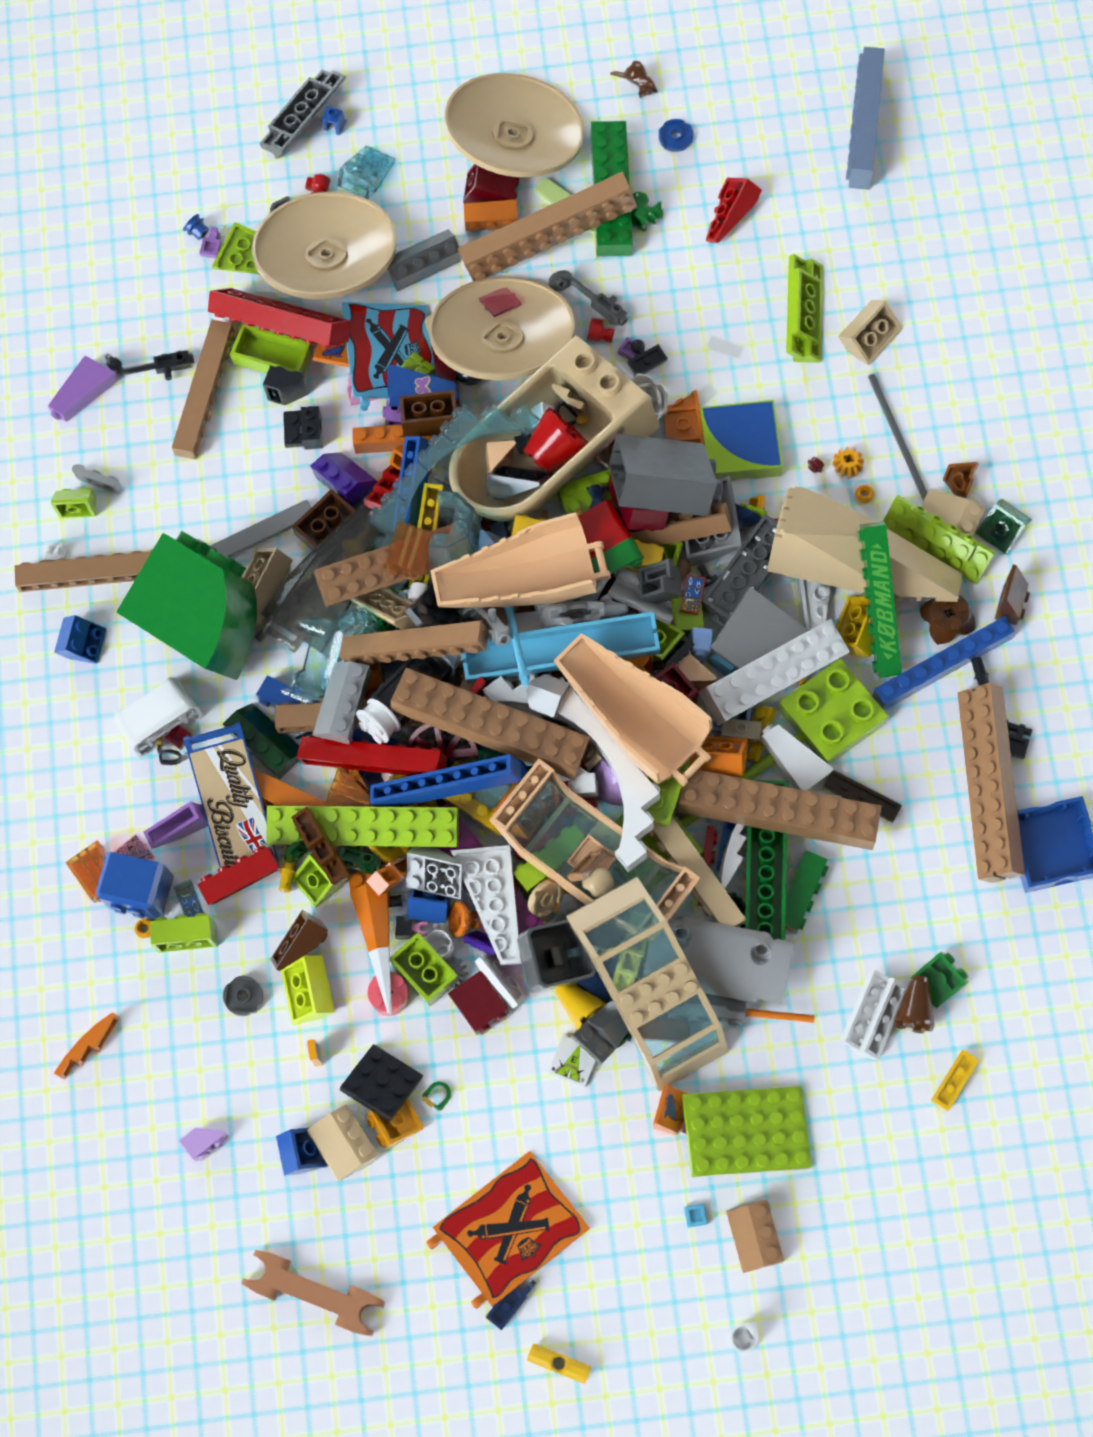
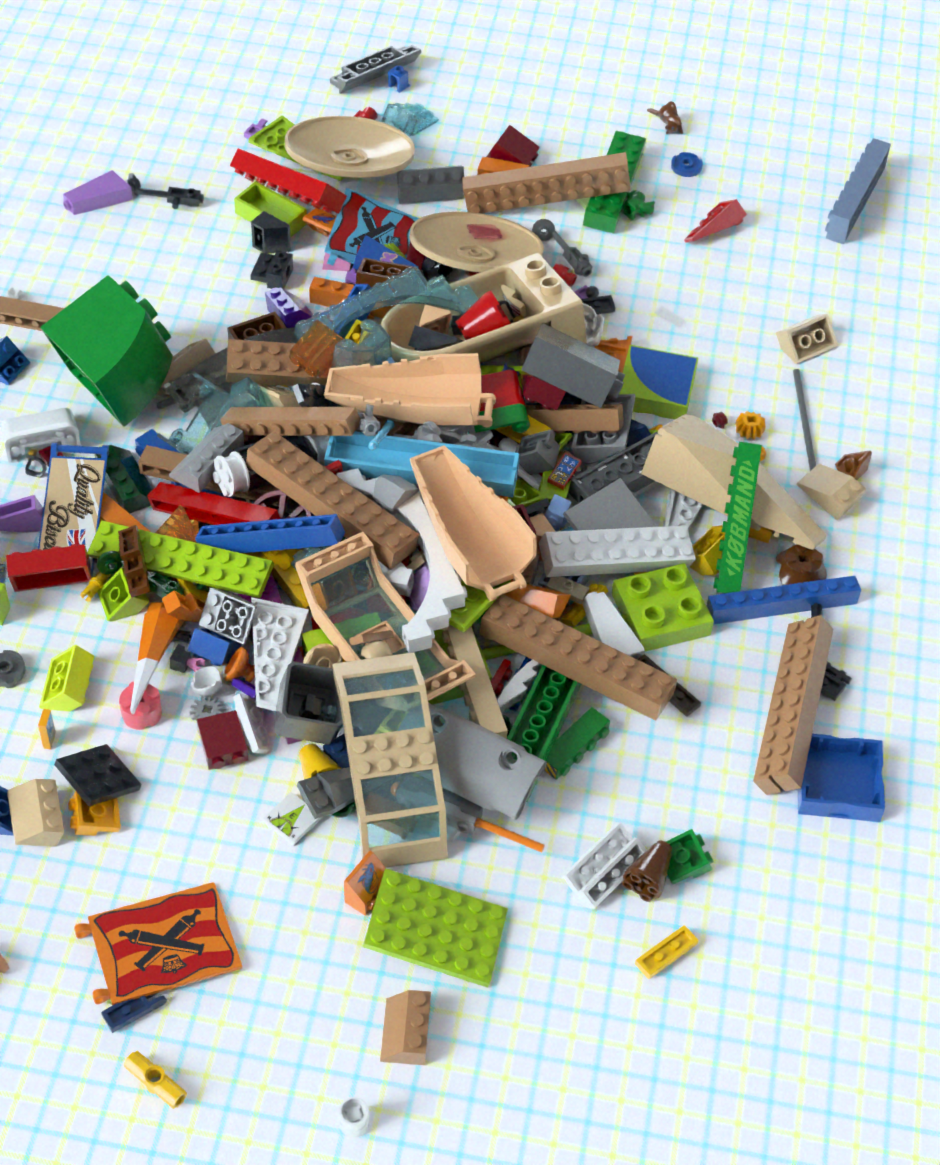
camera: 10 degrees right, 20 degrees down
(74, 503) = (49, 266): lime slope -> none
(96, 478) = (78, 256): light grey hinge -> none
(196, 227) = (249, 114): blue piece -> none
(203, 389) = (198, 223): medium nougat brick -> none
(262, 530) = (200, 331): light grey tile -> none
(301, 938) = (83, 632): reddish brown slope -> none
(423, 969) = (182, 694): lime slope -> none
(425, 1096) = (147, 817): green piece -> none
(500, 104) = (548, 115): tan dish -> none
(695, 1215) = (354, 992): medium azure tile -> none
(804, 309) = (752, 307): lime slope -> none
(938, 538) = (817, 501): lime plate -> none
(1003, 526) = (880, 511): clear green slope -> none
(1013, 597) = (869, 560): slope -> none

